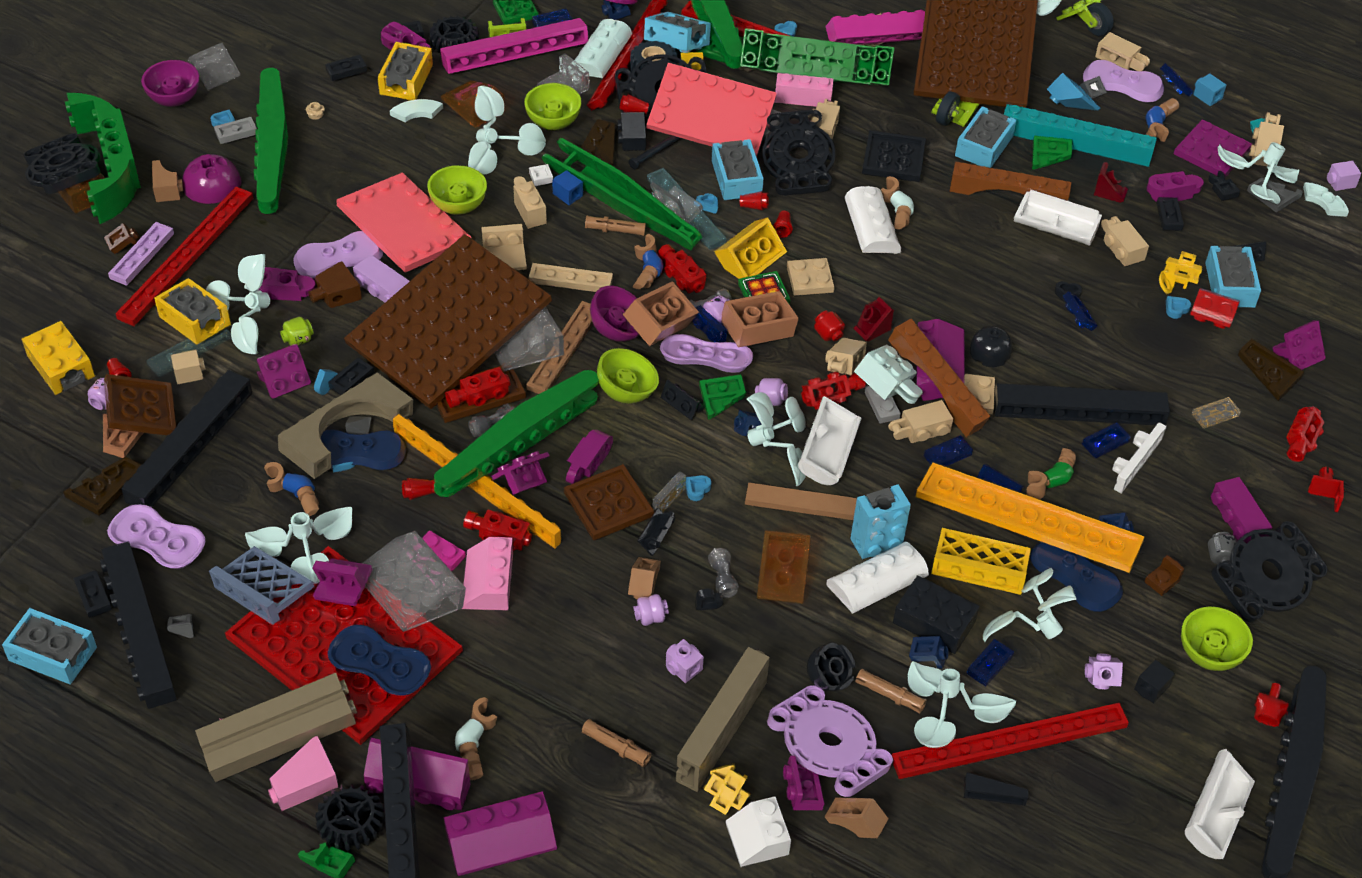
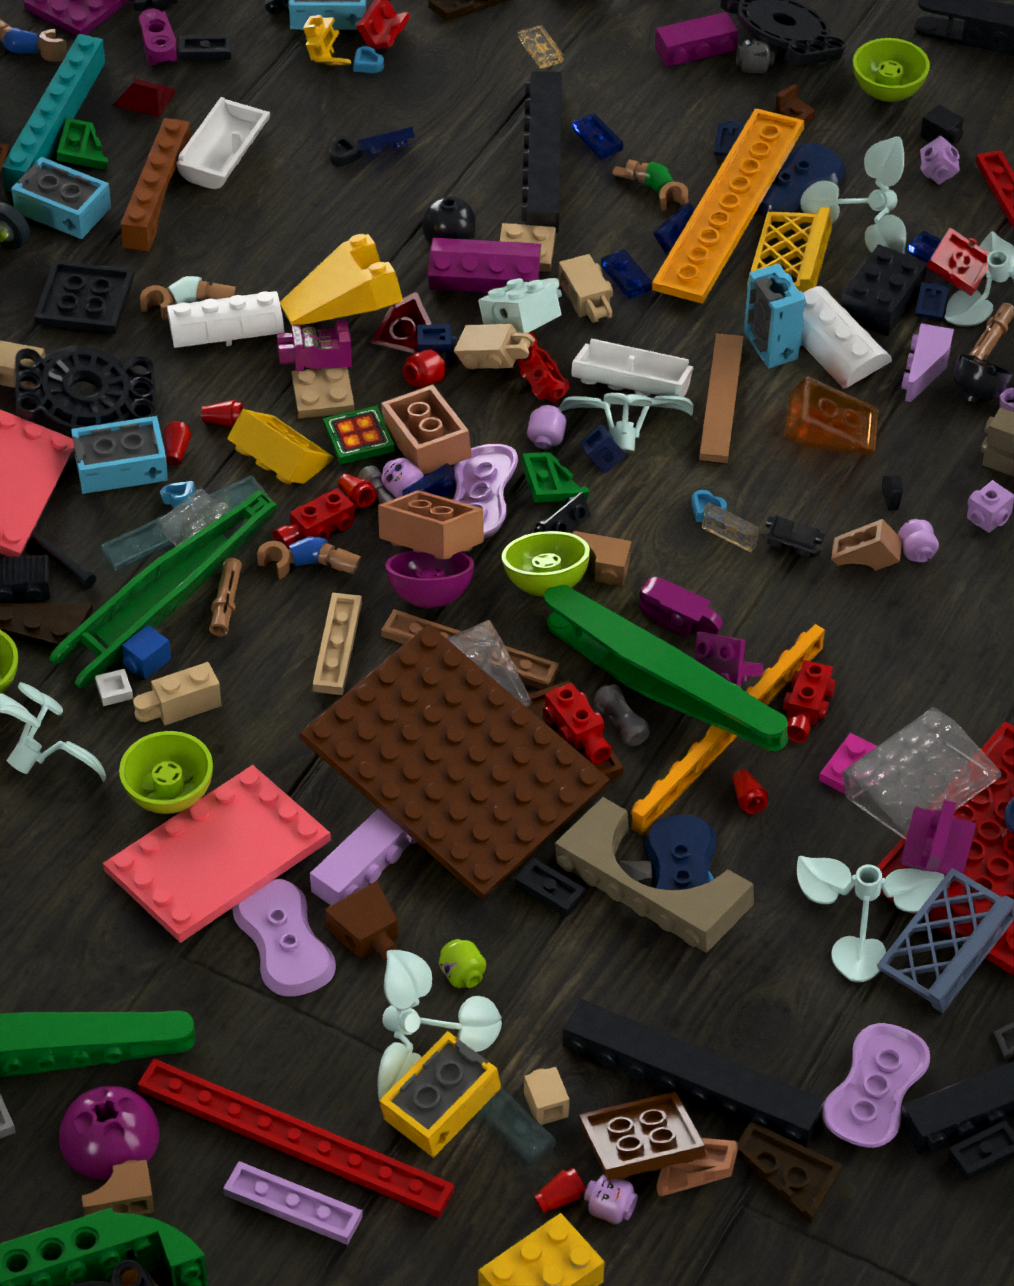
camera: 90 degrees left, 0 degrees up
(121, 237) = (261, 1236): reddish brown bracket -> none
(283, 371) = (549, 969): magenta bracket -> none
(286, 284) = (363, 972): magenta piece -> none
(297, 484) = (763, 924): medium nougat piece -> none
(321, 384) = (561, 915): dark azure tile -> none
(488, 574) = (882, 700): bright pink slope -> none
(506, 244) = (282, 720): tan bracket -> none
(608, 502) = (748, 589): reddish brown plate -> none
(640, 419) = (608, 557): none -> medium nougat arch
(707, 288) = (357, 490): none -> red cone
(725, 581) = (858, 474): clear piece -> none
(846, 265) = (316, 347): none -> magenta hips
(857, 328) = (436, 338): none -> dark blue bracket
(863, 641) = (929, 359): none -> lavender slope
(884, 410) = (558, 329): light grey plate -> none
(893, 272) = (344, 285): none -> yellow wedge
(962, 404) = (493, 265): dark orange arch -> none
(971, 662) = (959, 261): none -> plate
(1124, 241) = (260, 88): tan brick -> none
(1147, 444) = (624, 109): white hinge -> none
(1270, 708) = (954, 49): red piece -> none

